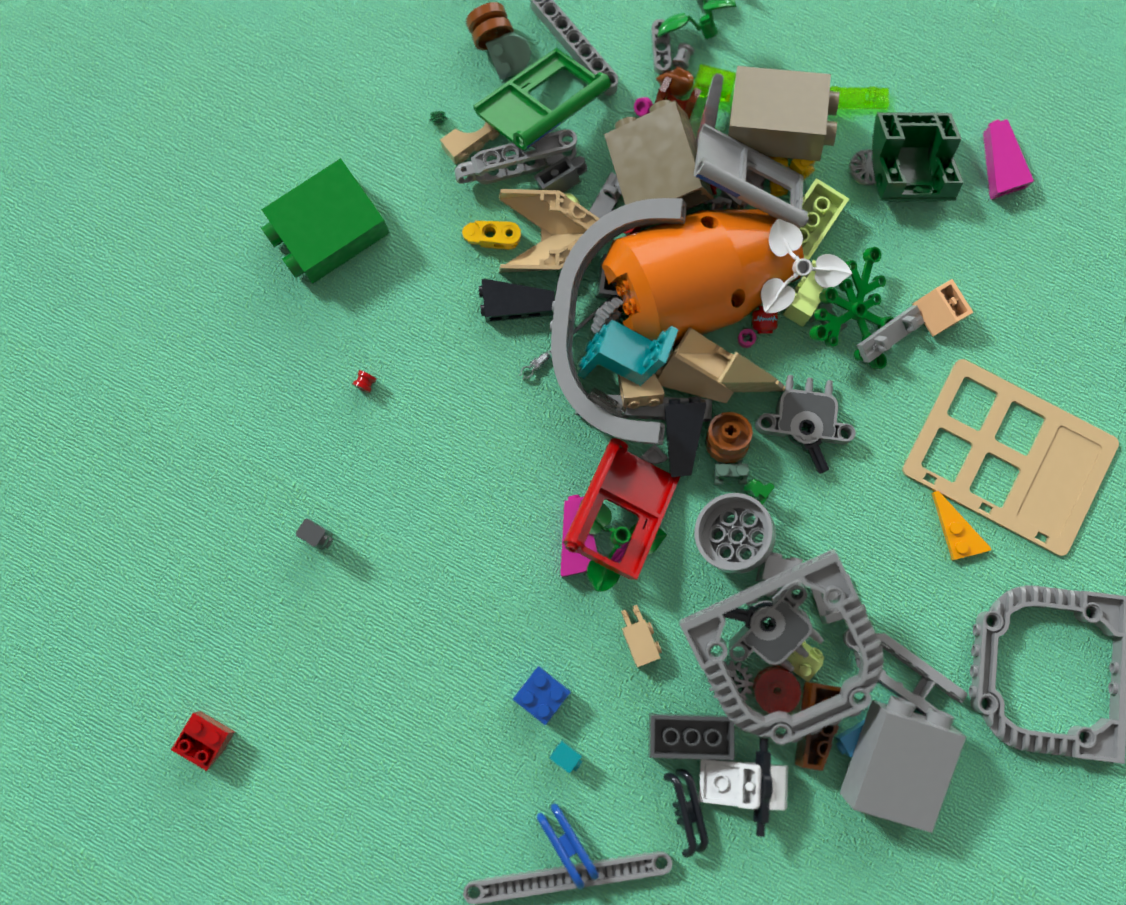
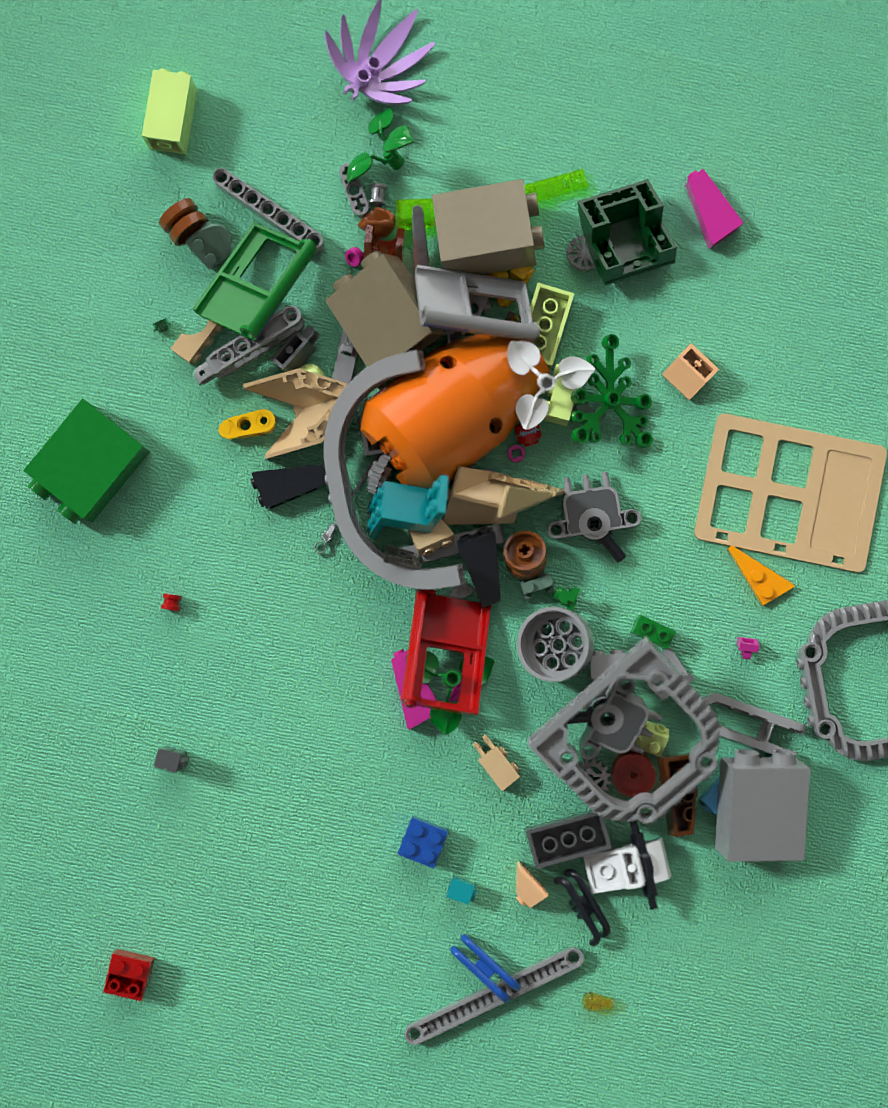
camera: 15 degrees left, 5 degrees up
(635, 775) = (528, 888): none -> light nougat slope
(828, 542) = (657, 633): none -> green brick
(890, 333) = (648, 411): light grey hinge -> none
(927, 596) = (747, 646): none -> dark pink tile

